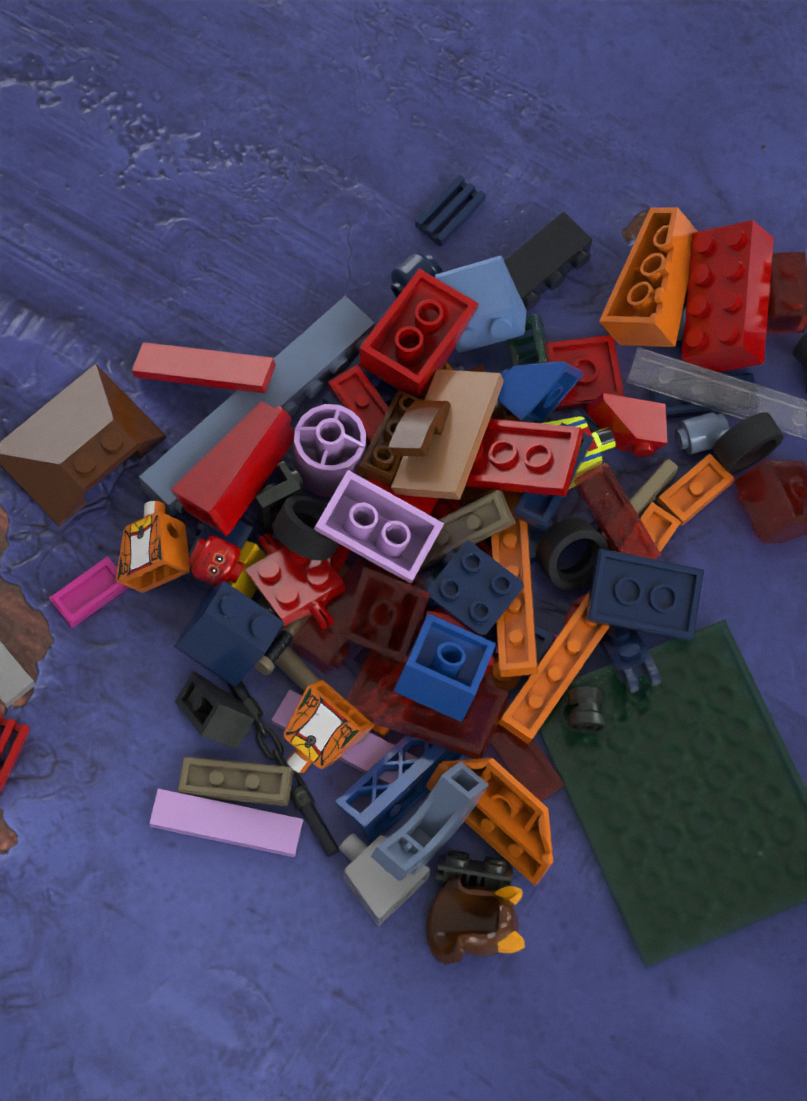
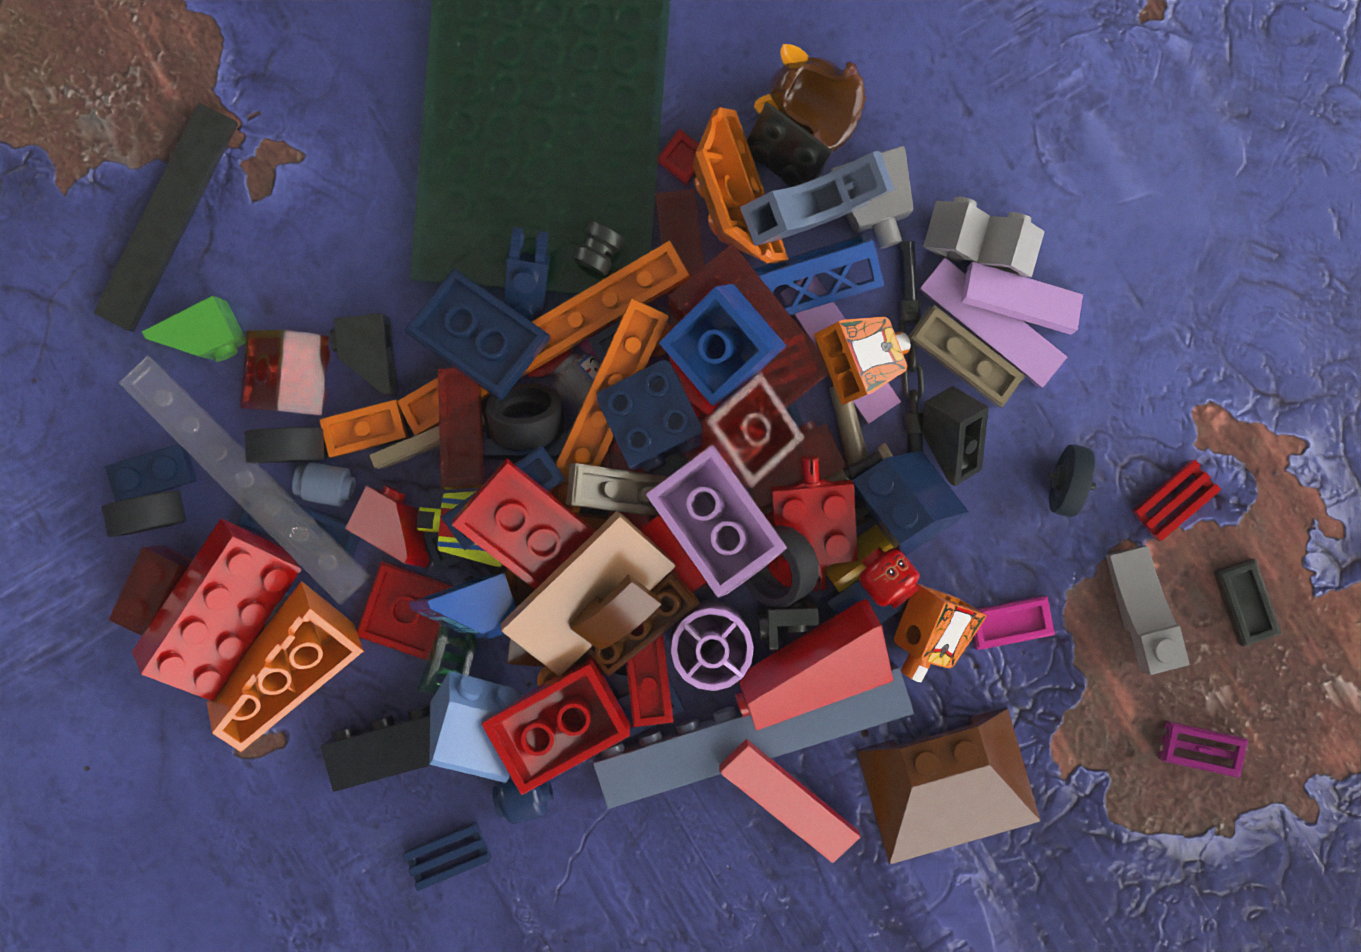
camera: 150 degrees left, 20 degrees up
(99, 719) = (1071, 480): none -> black wheel
(212, 850) = (1022, 298): none -> lavender tile
(271, 883) = (967, 233): none -> light grey brick
(549, 605) = (575, 378): none -> clear head
(563, 831) = (679, 156): none -> red tile
(726, 549) = (367, 348): none -> pearl dark grey slope

